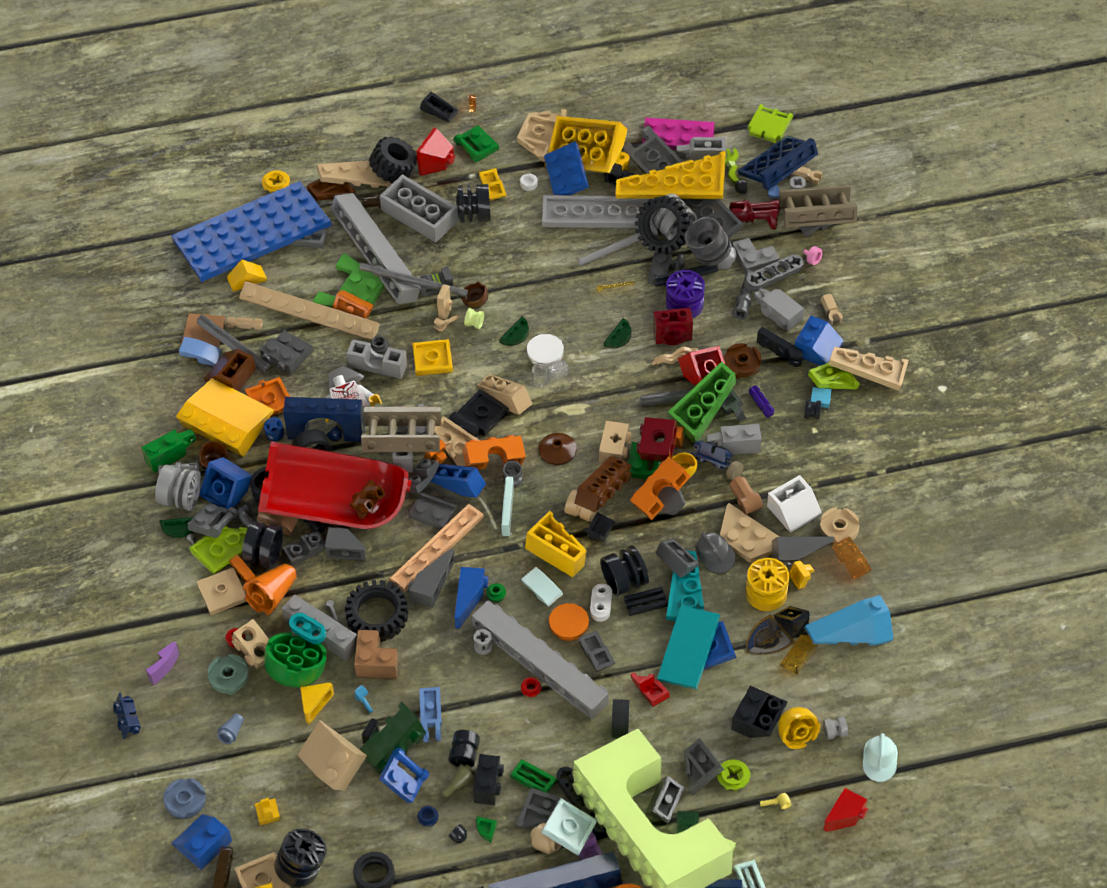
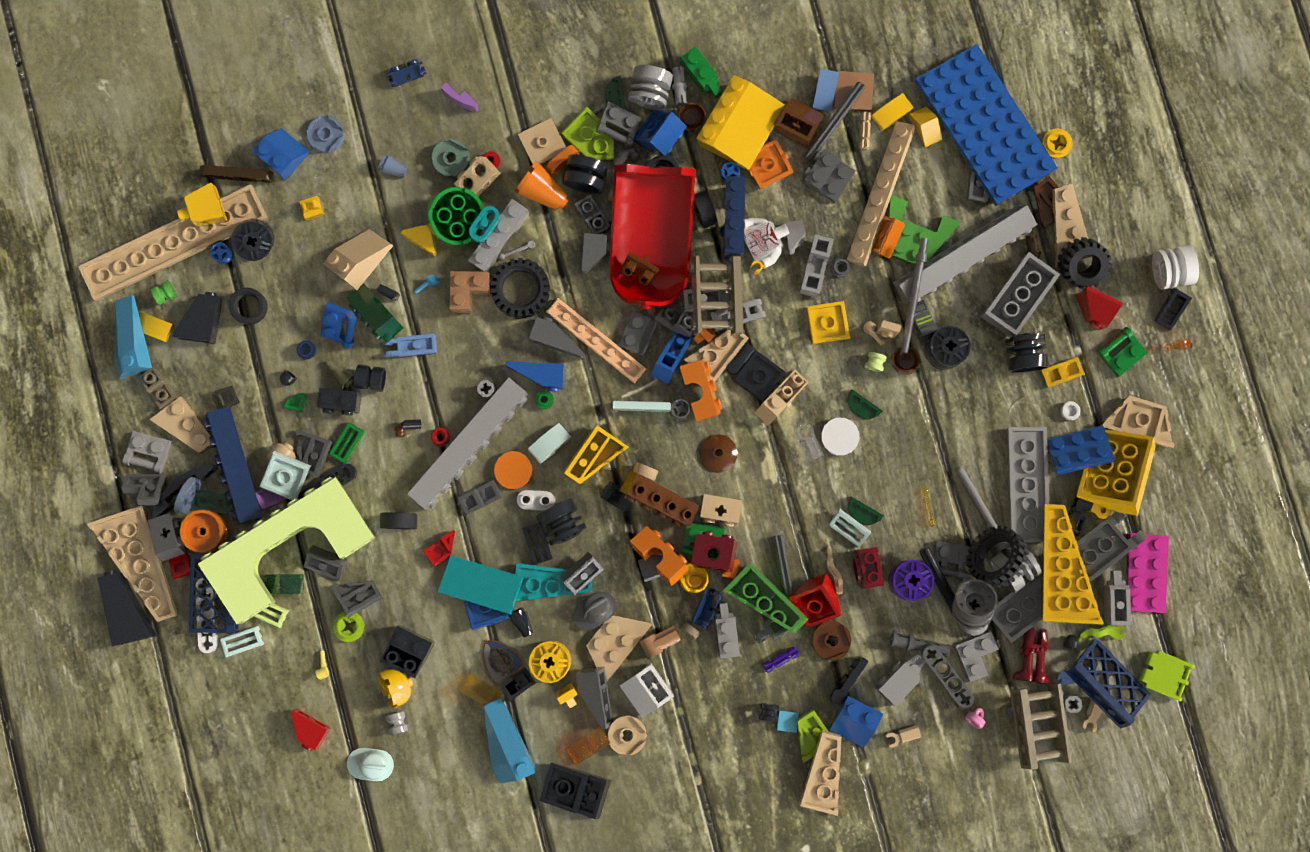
camera: 85 degrees right, 30 degrees up
(229, 300) = (892, 111): none -> yellow slope
(402, 99) = (1175, 267): none -> white wheel
(465, 261) = (939, 355): none -> black wheel
(521, 725) = (405, 425): none -> black arm
(626, 353) = (832, 524): none -> light aqua tile
(729, 613) = (521, 621): none -> black cone
(897, 569) = (575, 790): none -> black slope

